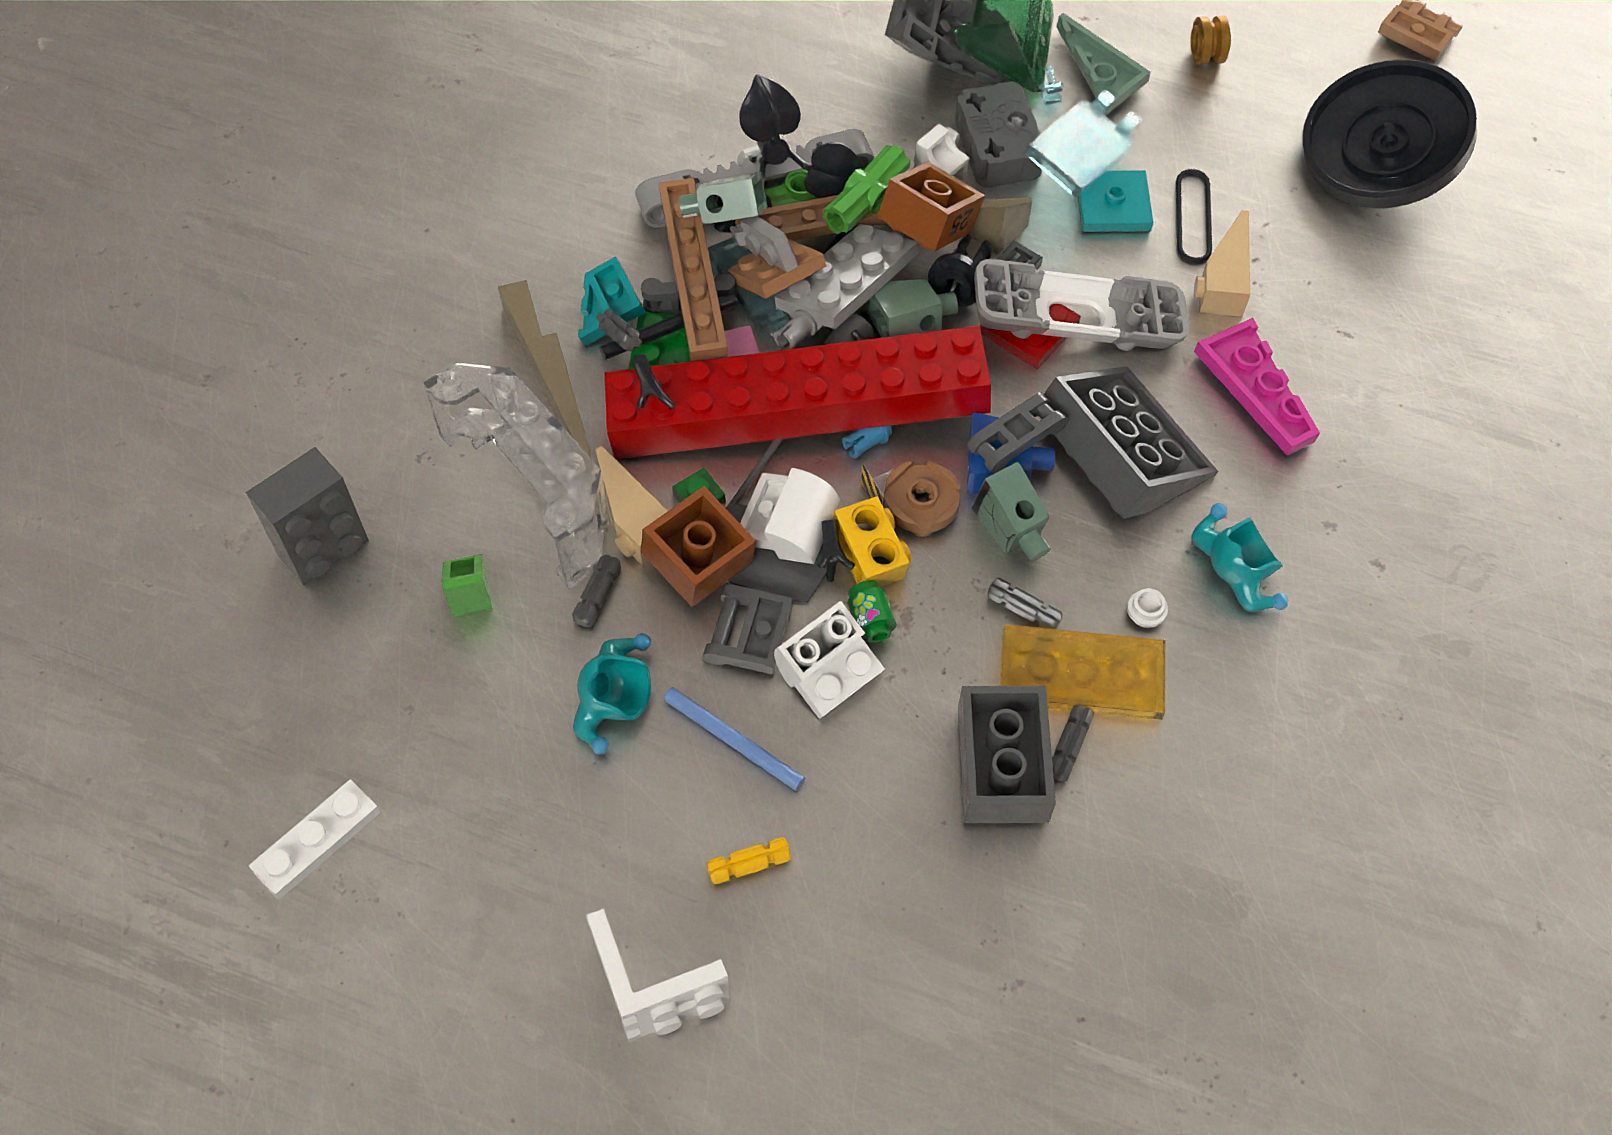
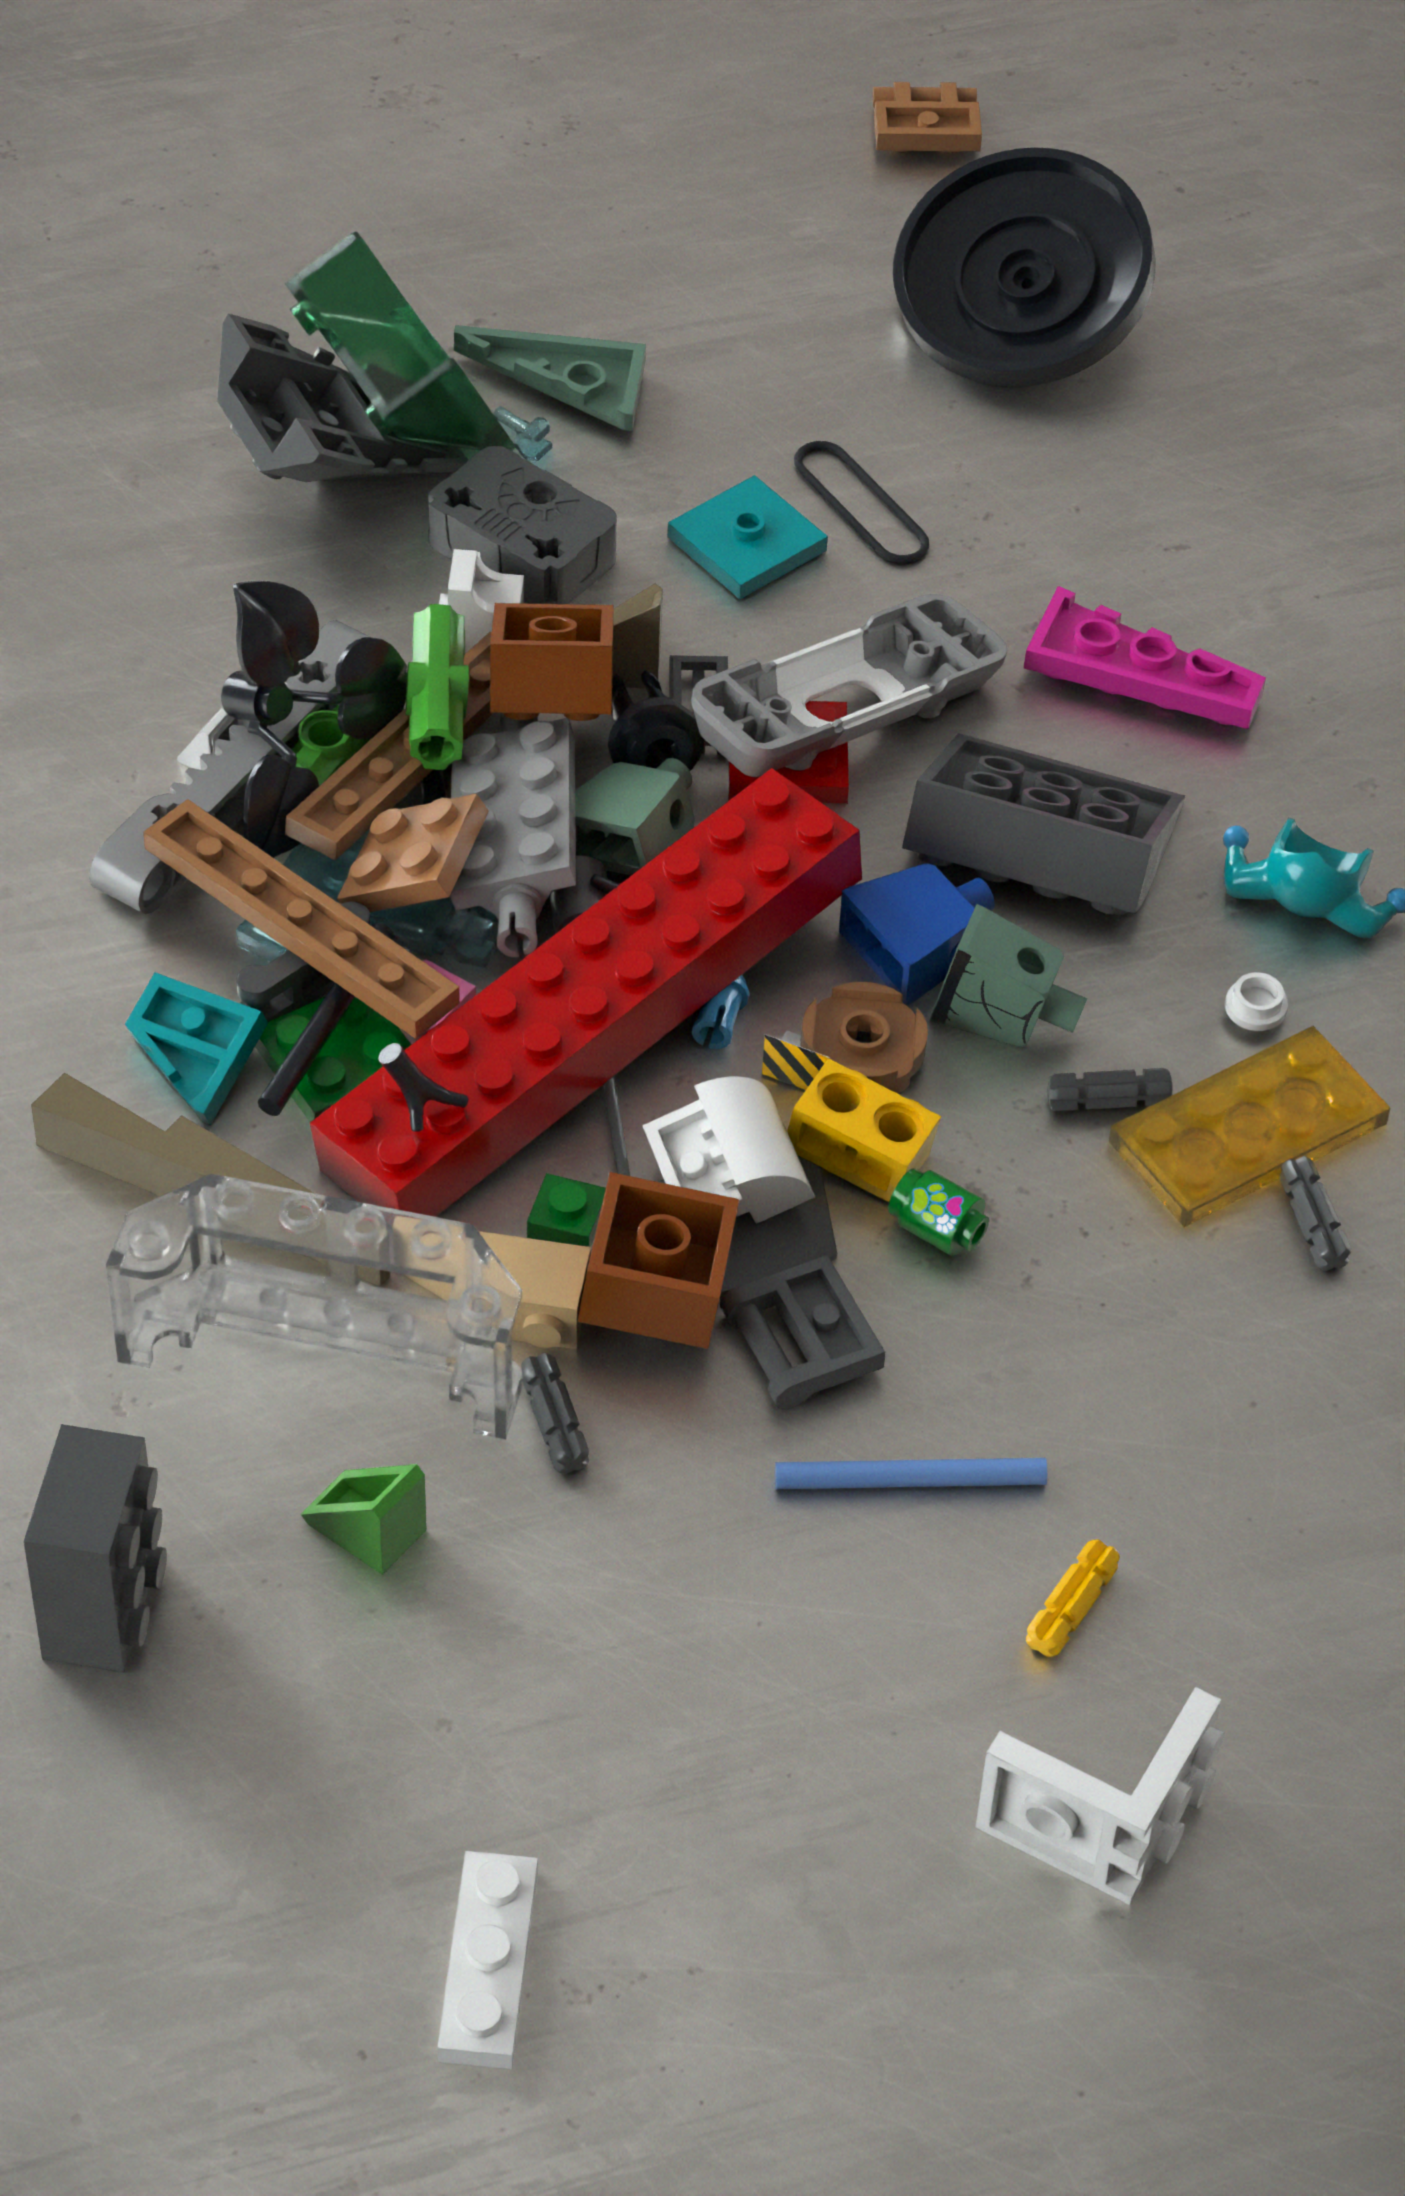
camera: 40 degrees left, 10 degrees down
(612, 688) = (704, 1511): teal piece -> none
(619, 330) = (274, 1057): dark grey axle -> none
(741, 197) = (283, 792): torso -> none
(766, 241) = (389, 818): light grey hinge -> none
(827, 660) = (946, 1300): white brick -> none
(832, 550) = (825, 1163): black bar -> none
(1005, 754) = (1265, 1266): dark grey brick -> none
(1016, 431) = (927, 876): dark grey plate -> none
(1082, 144) = (654, 482): clear light blue tile -> none
(1210, 39) = (686, 263): pearl gold wheel -> none
(1226, 276) = (981, 550): tan slope -> none

